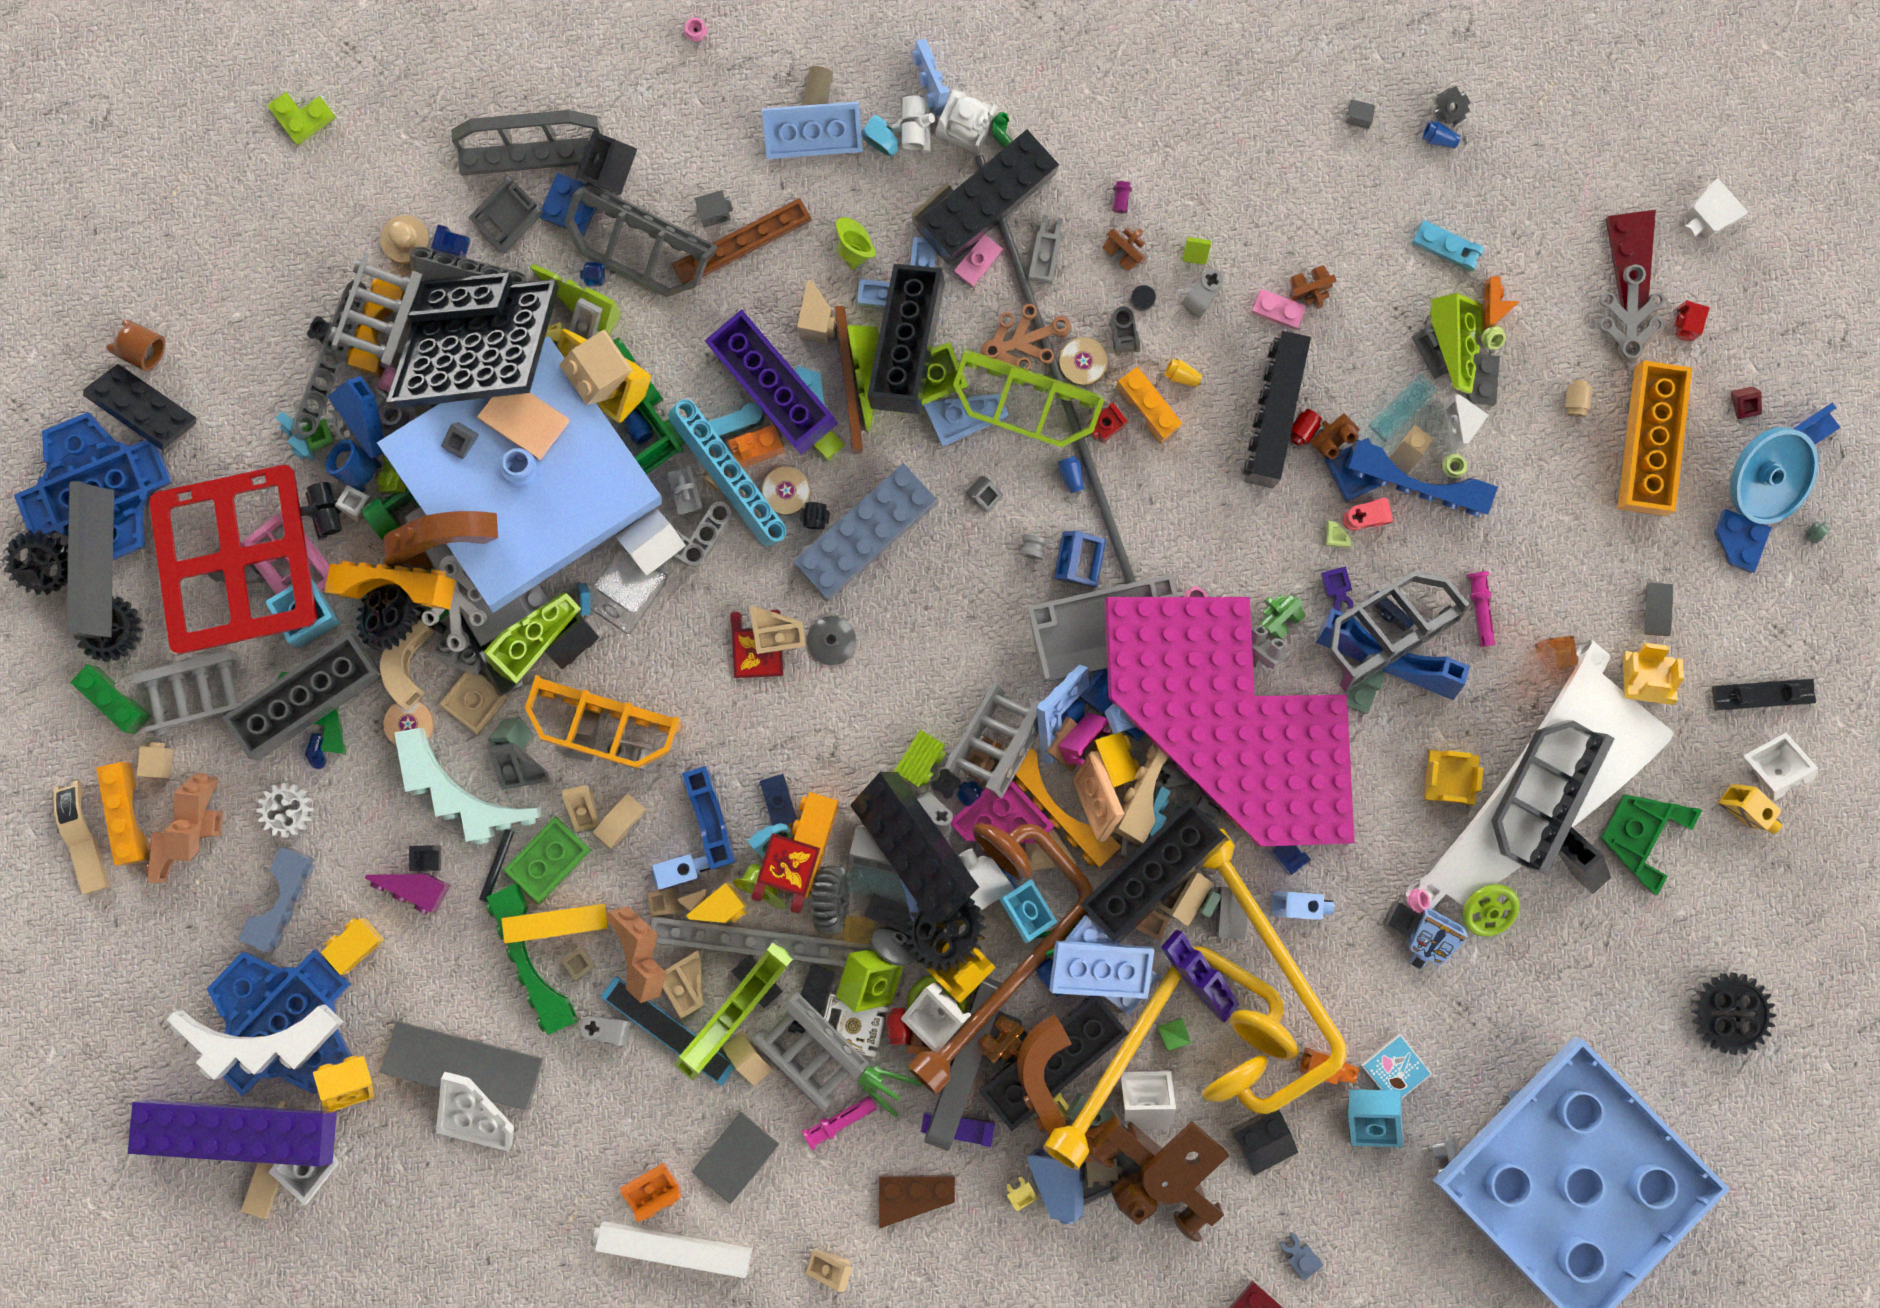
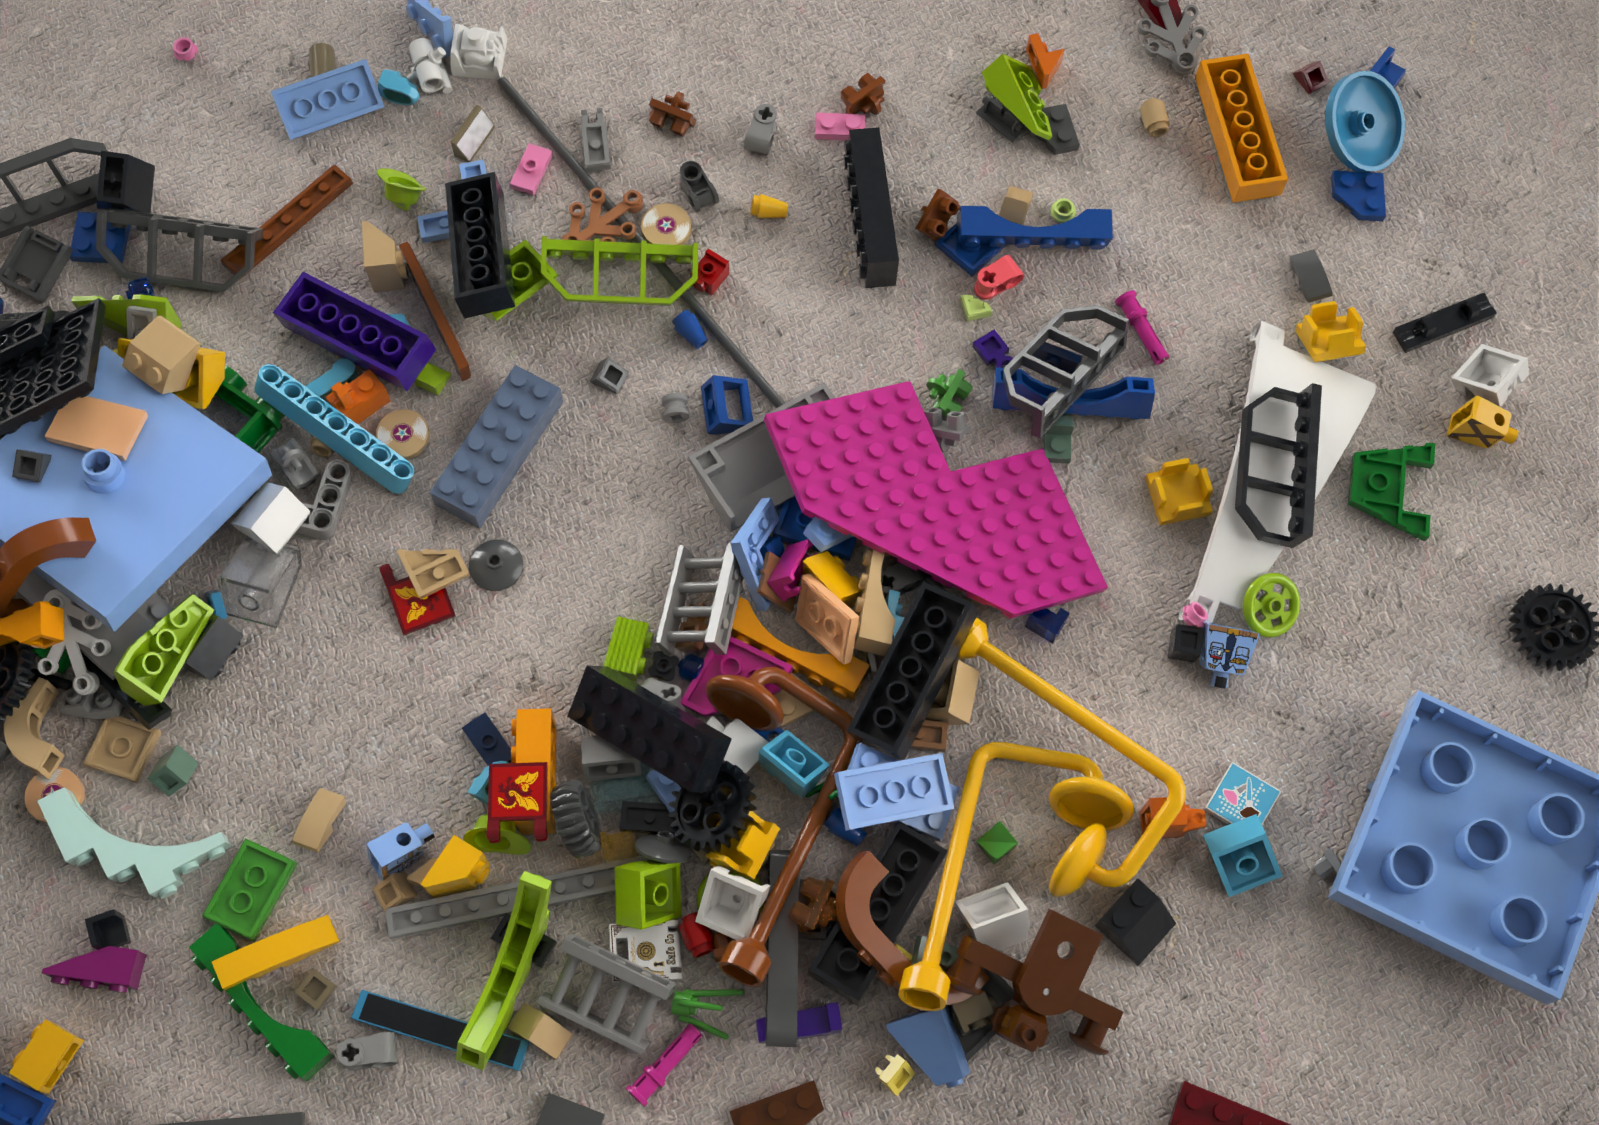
camera: 20 degrees left, 15 degrees down
(497, 864) = (193, 912): black bar -> none
(515, 767) = (186, 798): dark grey wing -> none
(581, 807) = (271, 817): tan slope -> none
(585, 735) = (254, 745): flat silver slope -> none
(597, 704) = (263, 703): light orange plate -> none
(630, 750) = (314, 744): light grey piece -> none
(638, 427) = (226, 418): blue cone -> none
(638, 940) = (393, 973): nougat arch -> none
(685, 985) = (443, 971): tan wing -> none
(710, 817) = (418, 781): blue arch -> none
(713, 208) = (248, 197): dark grey brick -> none
(814, 515) = (439, 446): black gear -> none
(814, 992) = (593, 928): black plate -> none
(863, 347) = (438, 271): lime wedge -> none
(952, 420) = (555, 317): light blue wing -> none
(987, 196) = (520, 106): black brick -> none
(999, 129) = (514, 52): green arm -> none
(1121, 197) = (651, 69): magenta pin -> none
(1141, 393) = (729, 232): light orange arch -> none
(1143, 297) = (705, 154): black tile -> none
(1196, 250) = (741, 97): lime slope -> none
(1200, 977) = (1005, 772): dark purple slope -> none
(1210, 904) = (984, 694): sand green plate -> none
(1231, 918) = (1009, 700): light grey panel -> none
(1300, 905) = (1076, 663): light blue torso -> none
(1302, 1259) = (1227, 1037): sand blue plate -> none
(1305, 427) = (905, 218): red brick -> none
(1402, 407) = (992, 174): clear light blue plate -> none
(1447, 245) = (979, 27): medium azure plate -> none
(1462, 421) = (1052, 163): white slope -> none
(1493, 337) = (1057, 92): yellowish green plate -> none
(1564, 649) = (1233, 333): clear orange panel -> none
(1584, 861) = (1343, 523): black slope -> none
(1690, 320) = (1229, 21): red brick -> none
(1817, 531) = (1427, 164): sand green plate -> none

